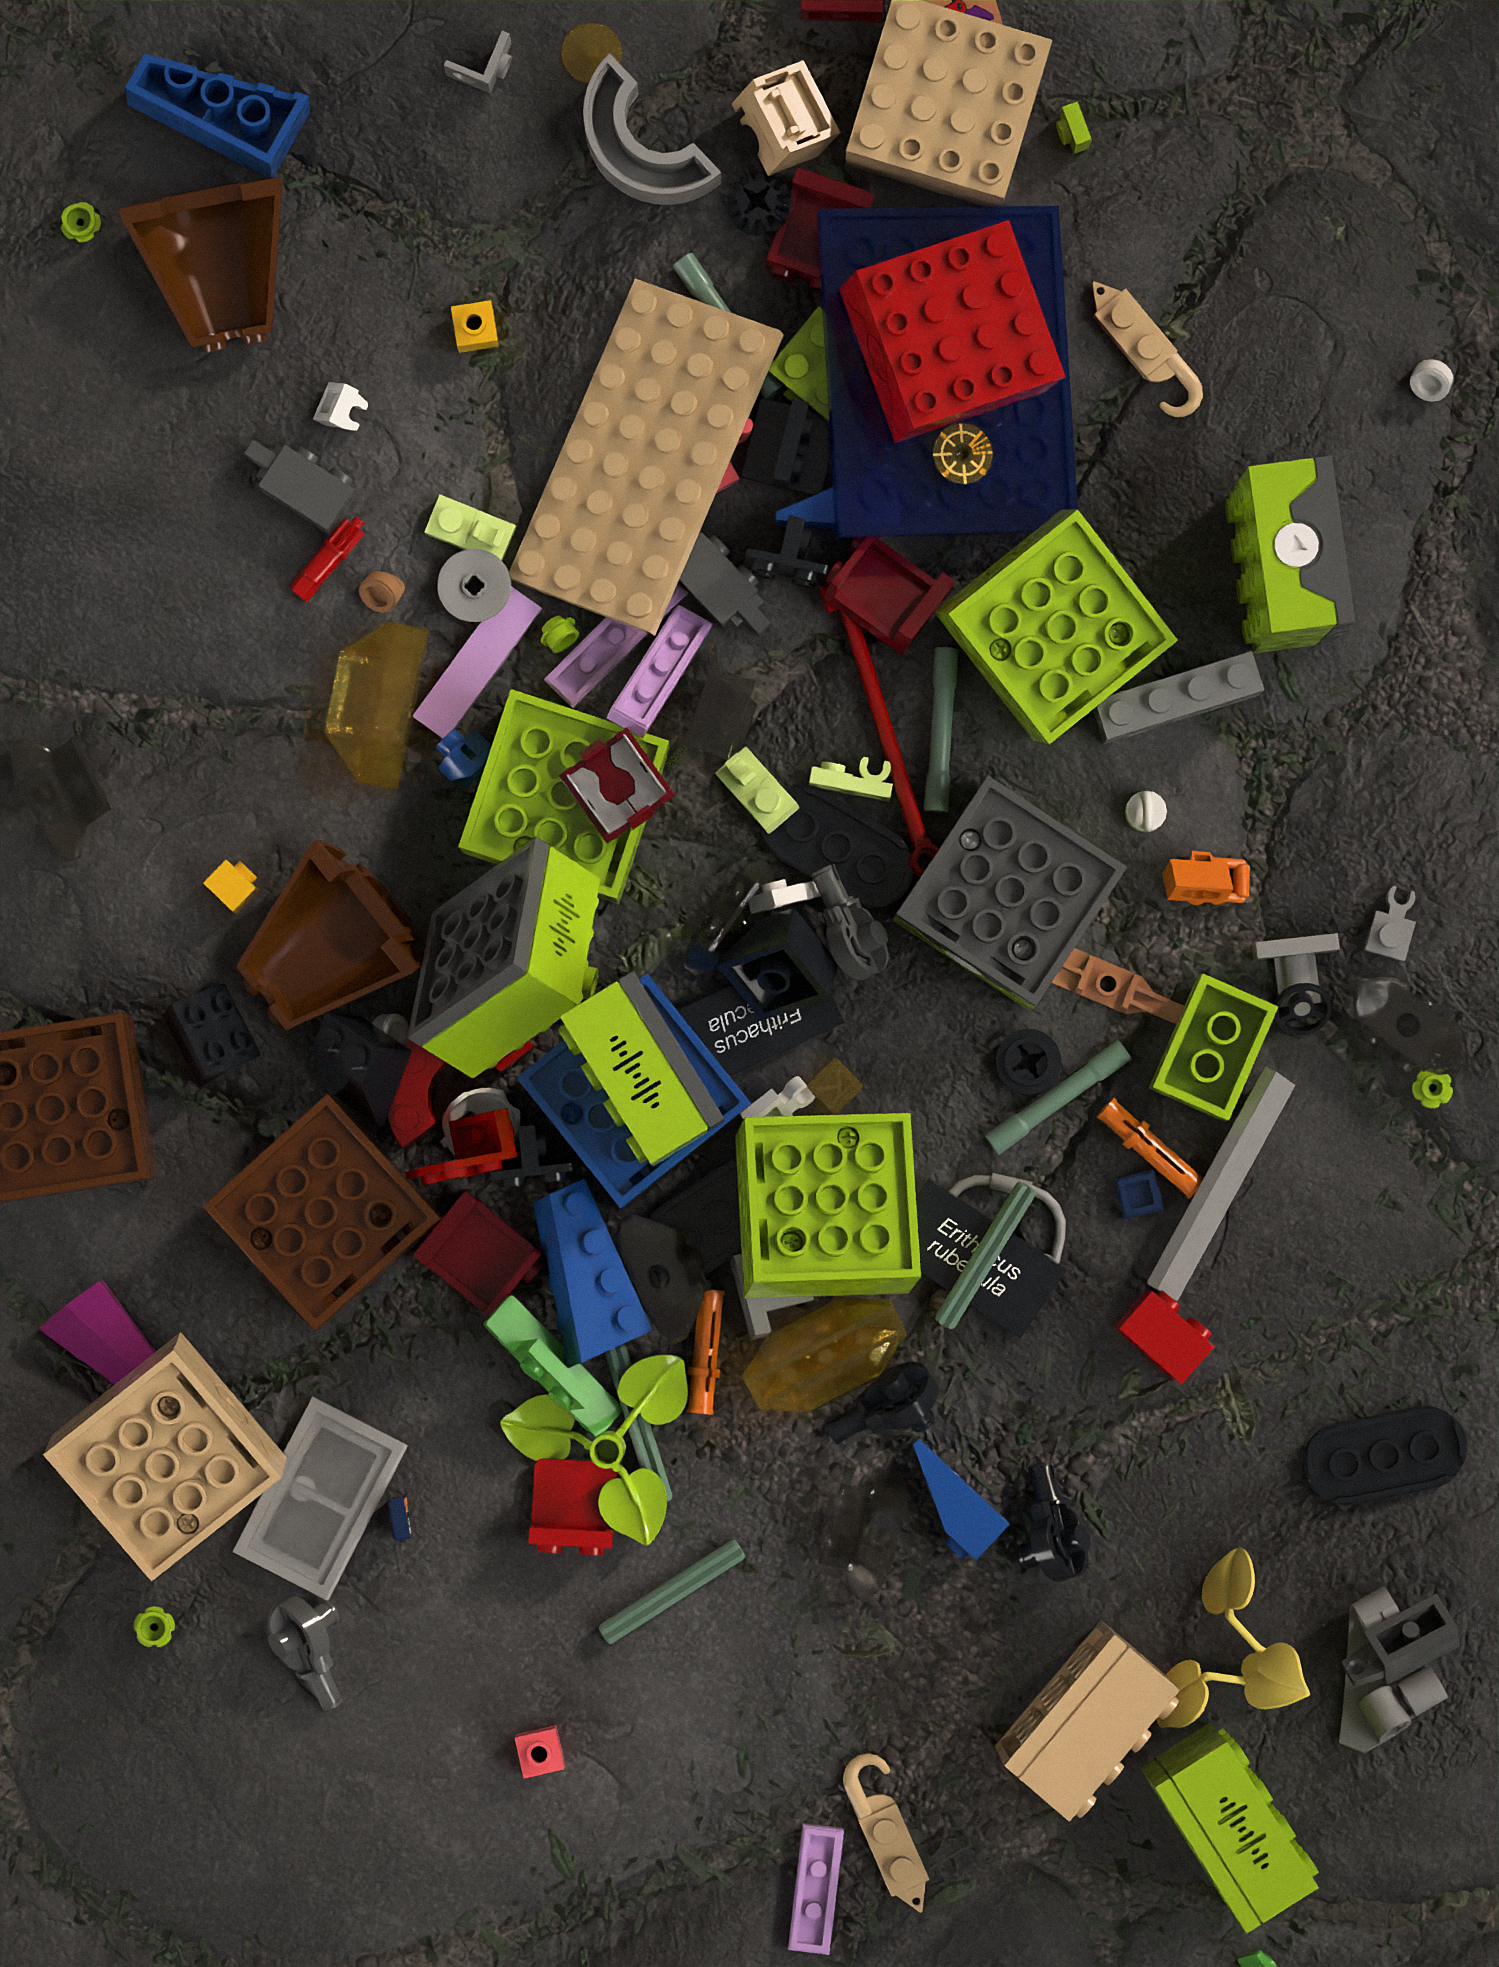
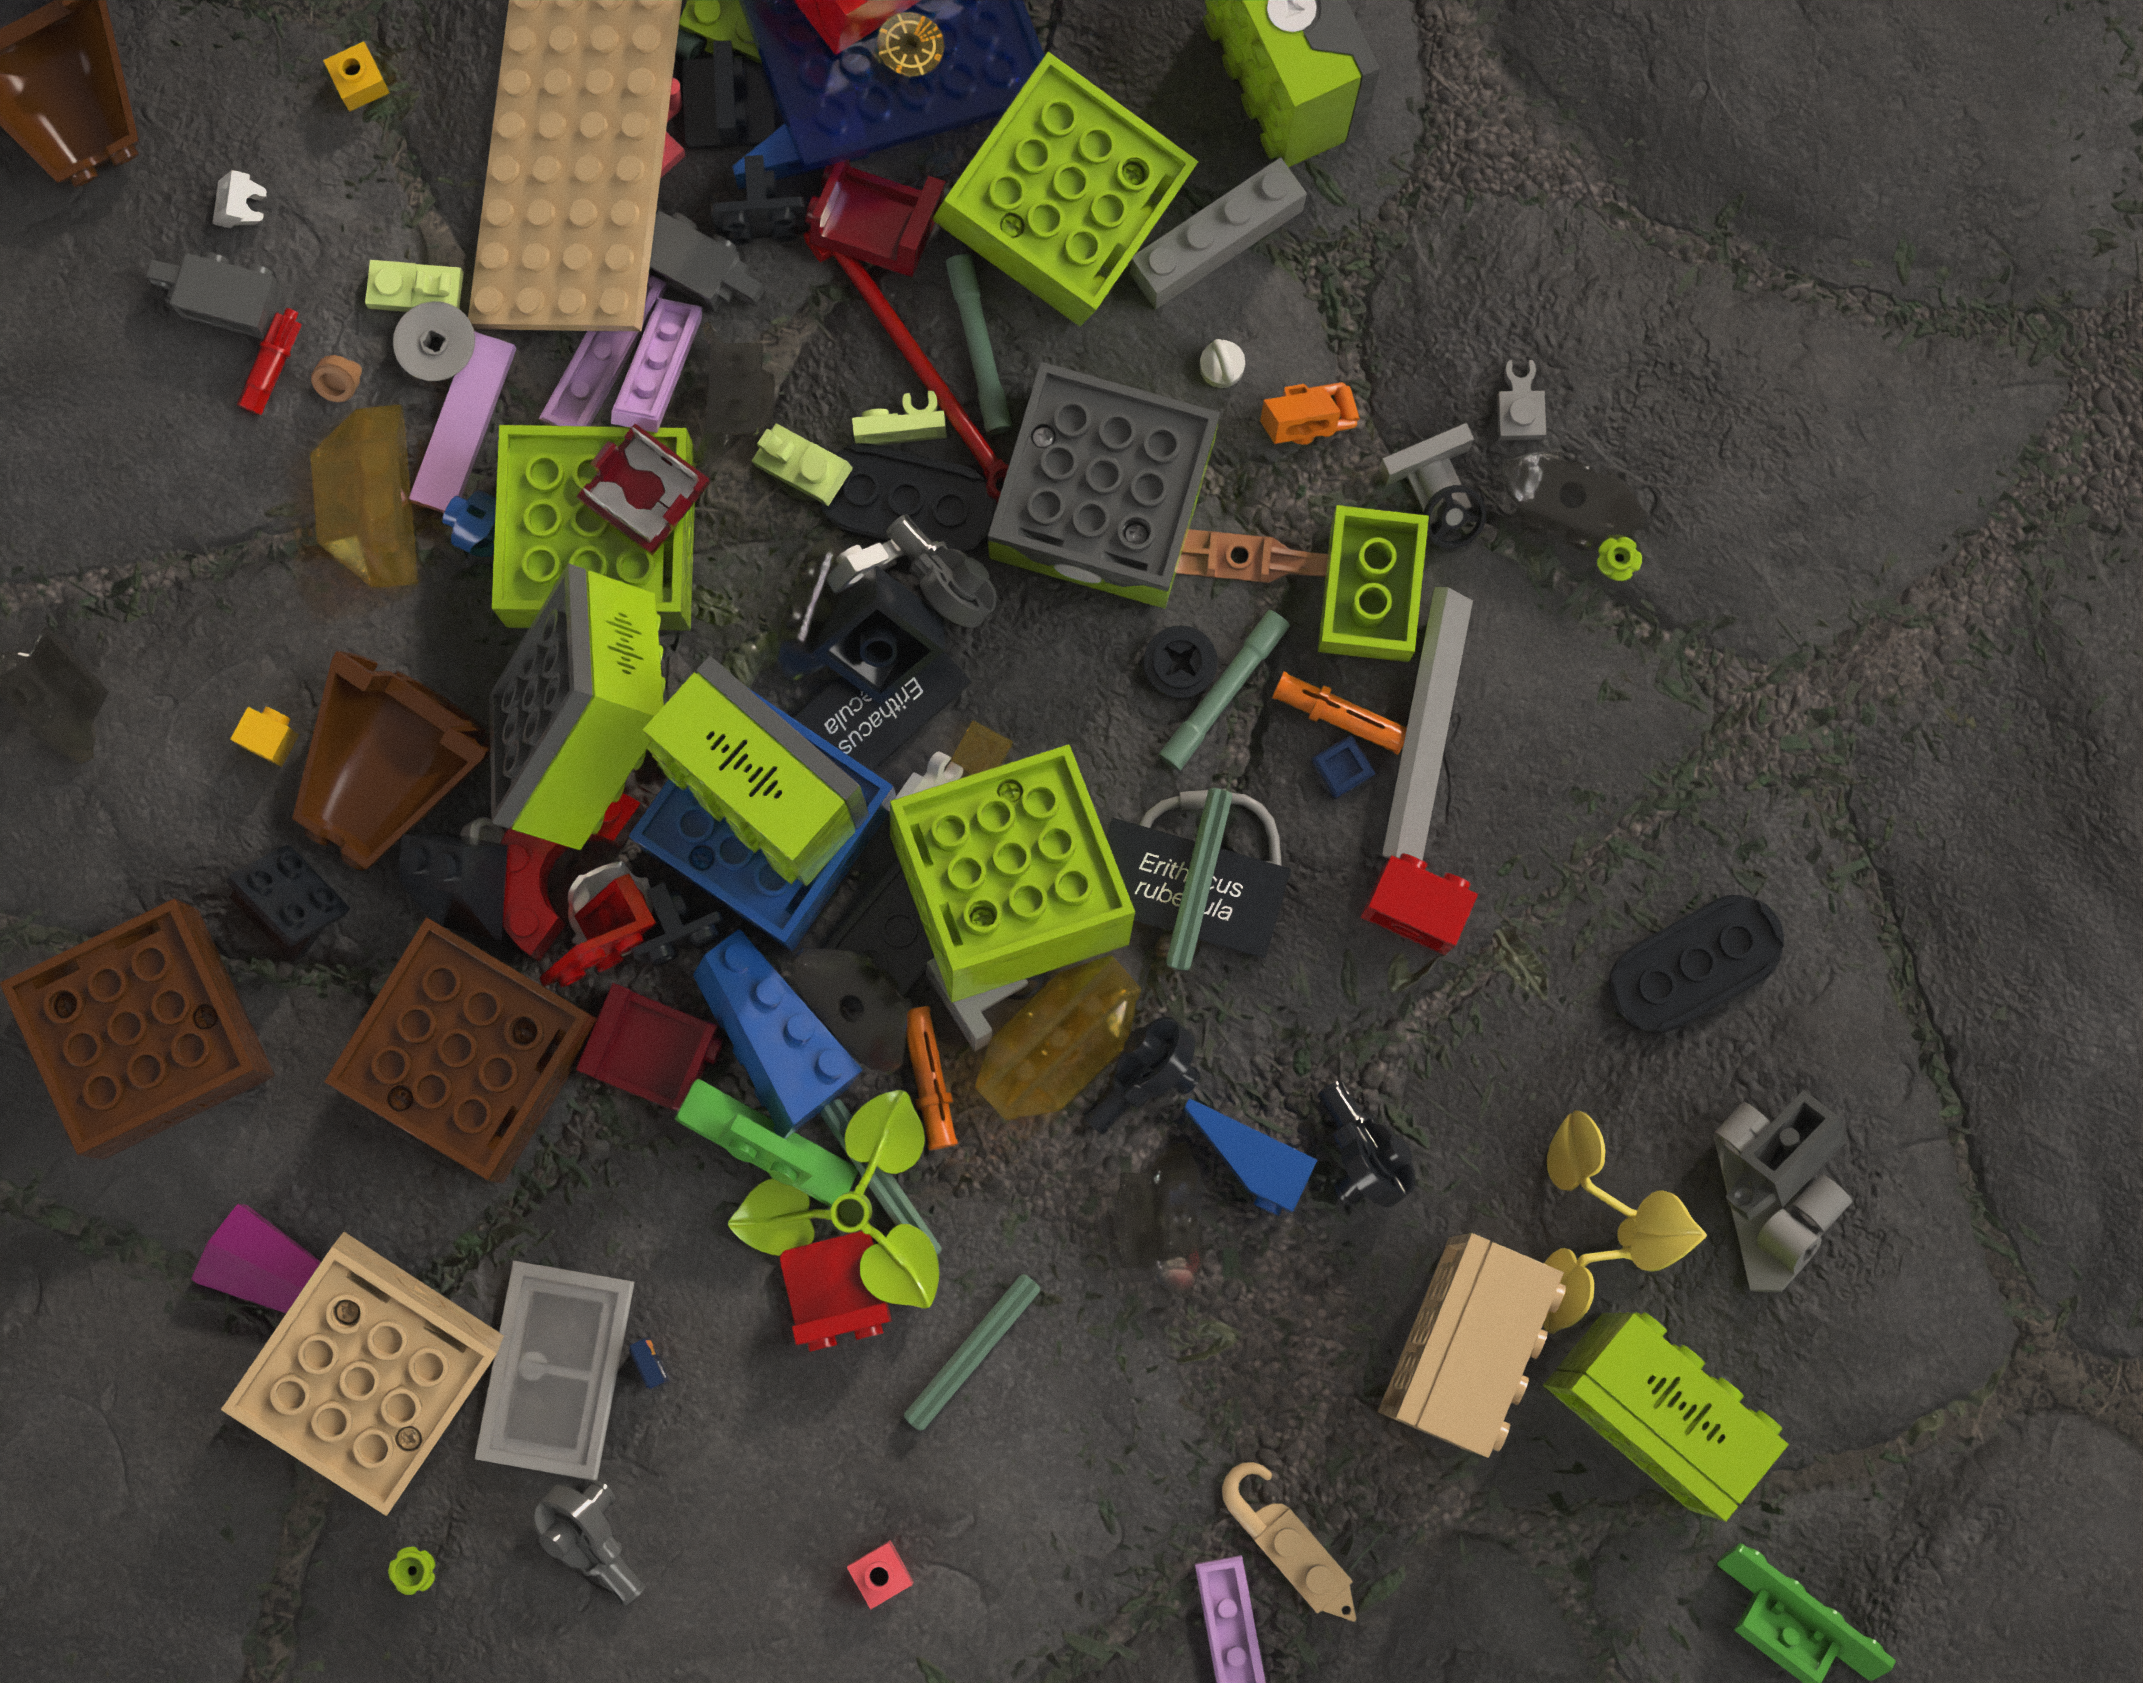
camera: 15 degrees left, 5 degrees down
(559, 633) = (541, 366): lime plate -> none

